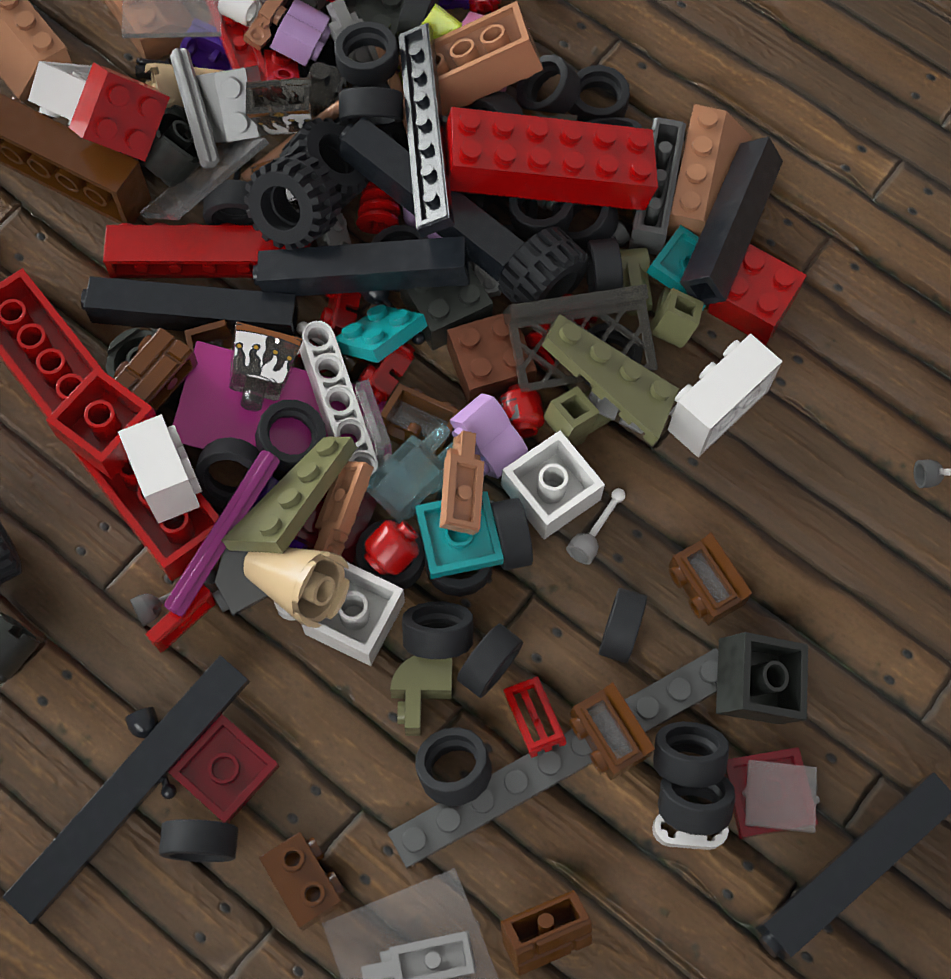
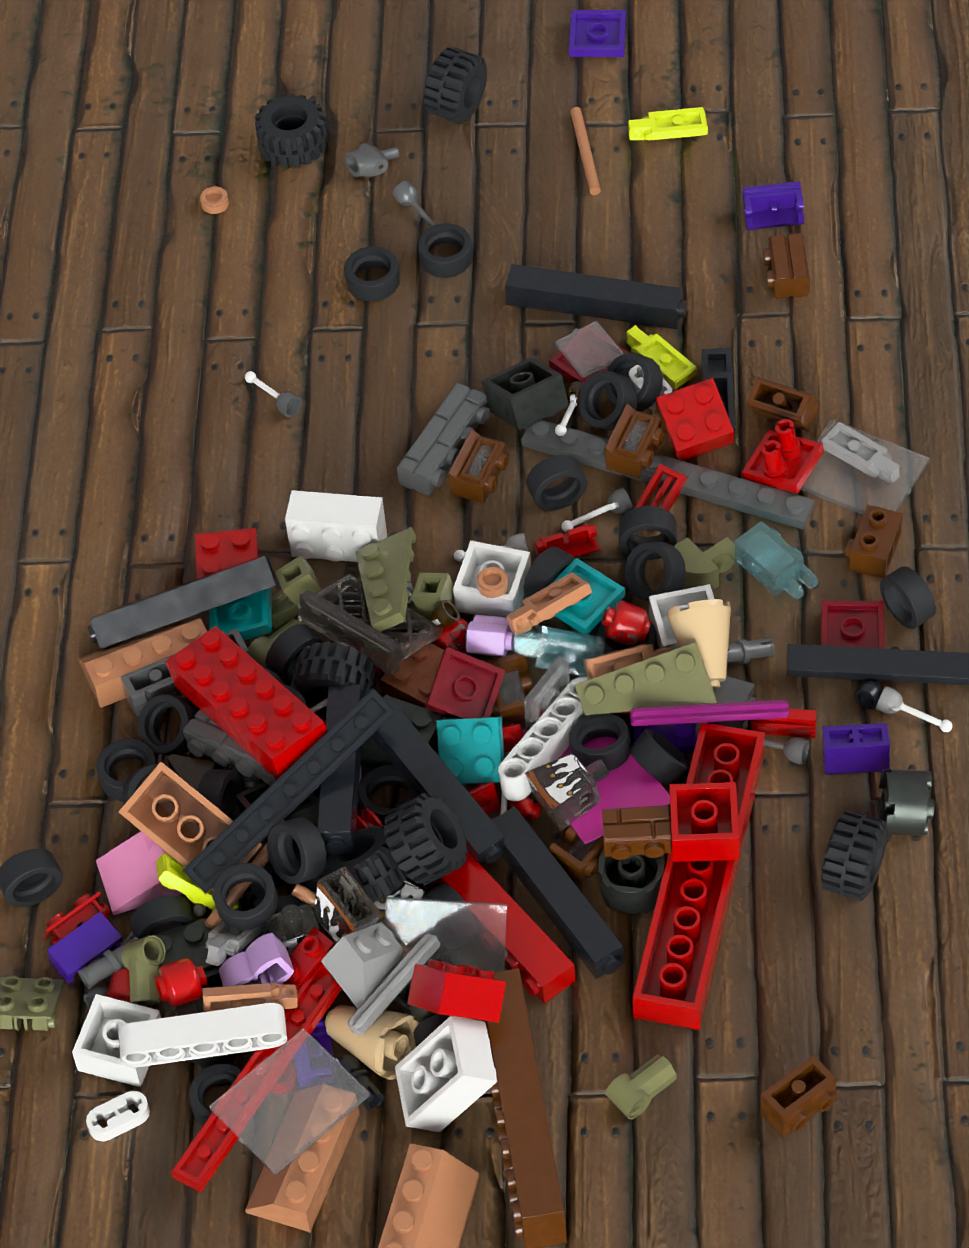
camera: 120 degrees left, 15 degrees down
(94, 655) = (855, 748): none -> dark purple hinge
(114, 735) = (892, 701): none -> hinge
(161, 468) = (707, 750): white brick -> none
(285, 649) = (743, 650): none -> dark grey pin
(363, 760) = (773, 561): none -> clear light blue hinge
(437, 359) = (464, 686): none -> dark red plate
(442, 743) = (722, 490): black tyre -> none
(477, 874) = (783, 459): none -> red plate
(533, 399) = (443, 615): none -> dark brown hinge
(534, 462) = (492, 582): none -> nougat tile
(549, 591) = (576, 542): none -> red hinge
(561, 676) = (617, 502): none -> hinge
(593, 817) = (695, 420): none -> red brick
(627, 889) = (718, 365): none -> black slope
(718, 867) = (673, 365): none -> neon yellow hinge
(736, 738) = (573, 400): none -> hinge
(770, 573) = (442, 439): none -> dark grey brick

